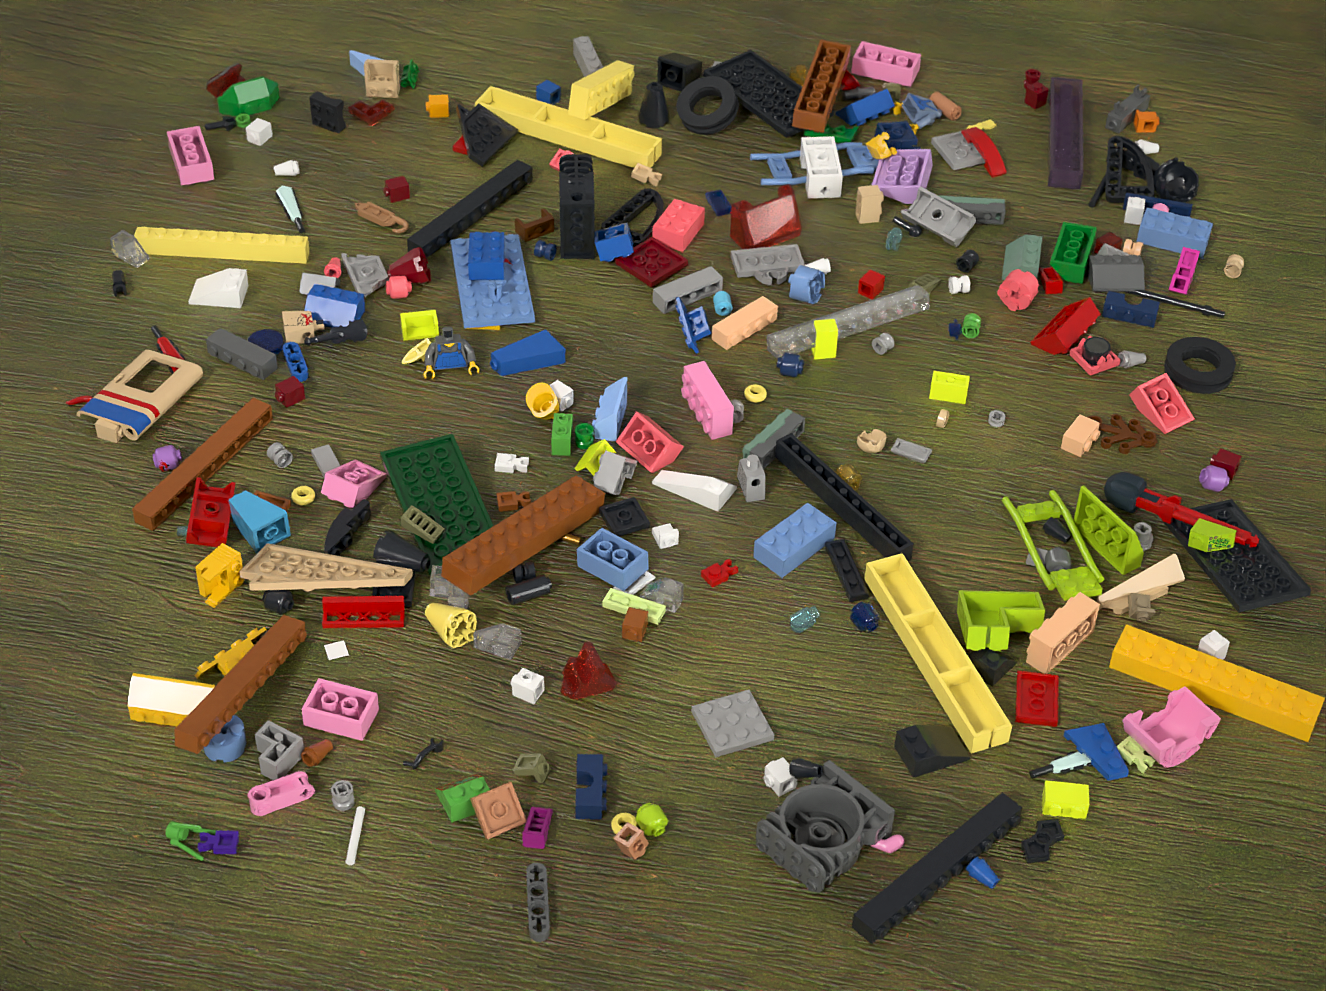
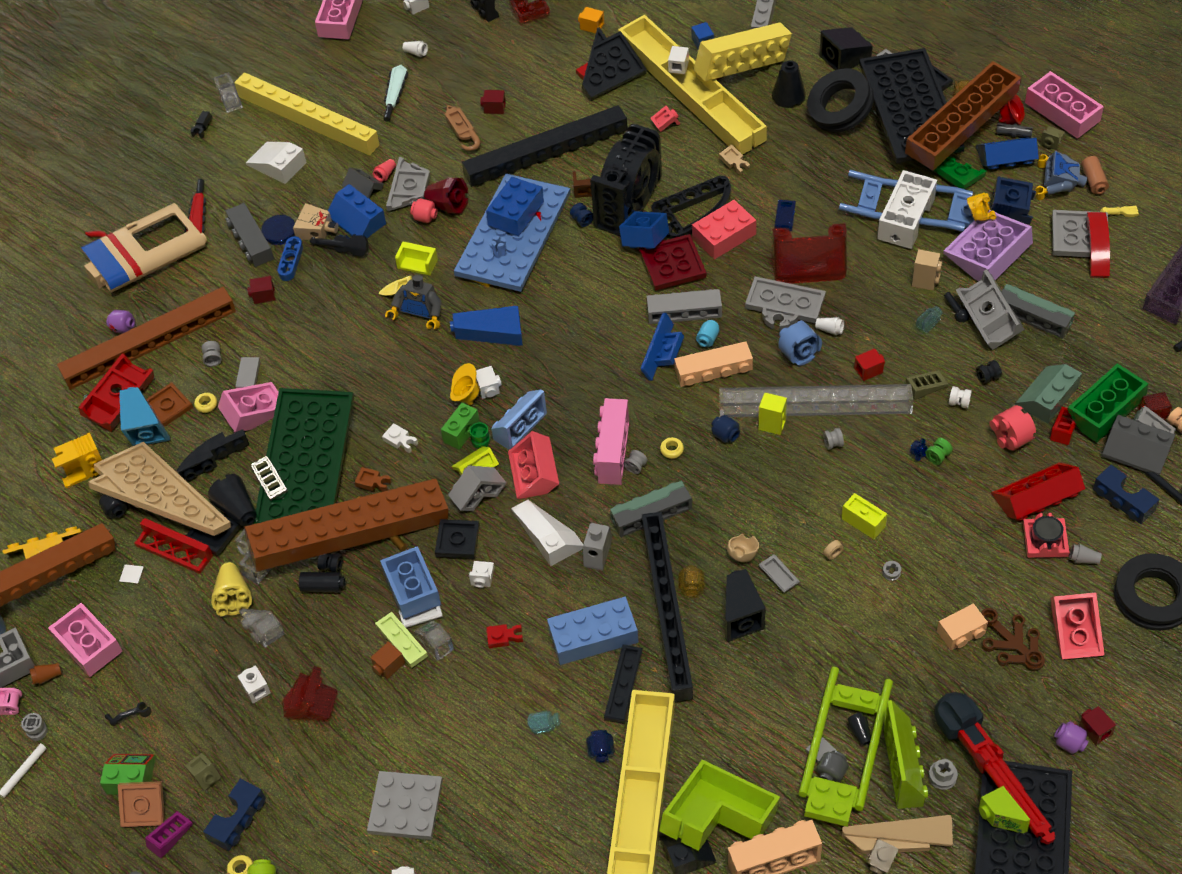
camera: 35 degrees right, 10 degrees up
(551, 109) = (678, 60): none -> white brick
(905, 477) = (743, 606): none -> black slope

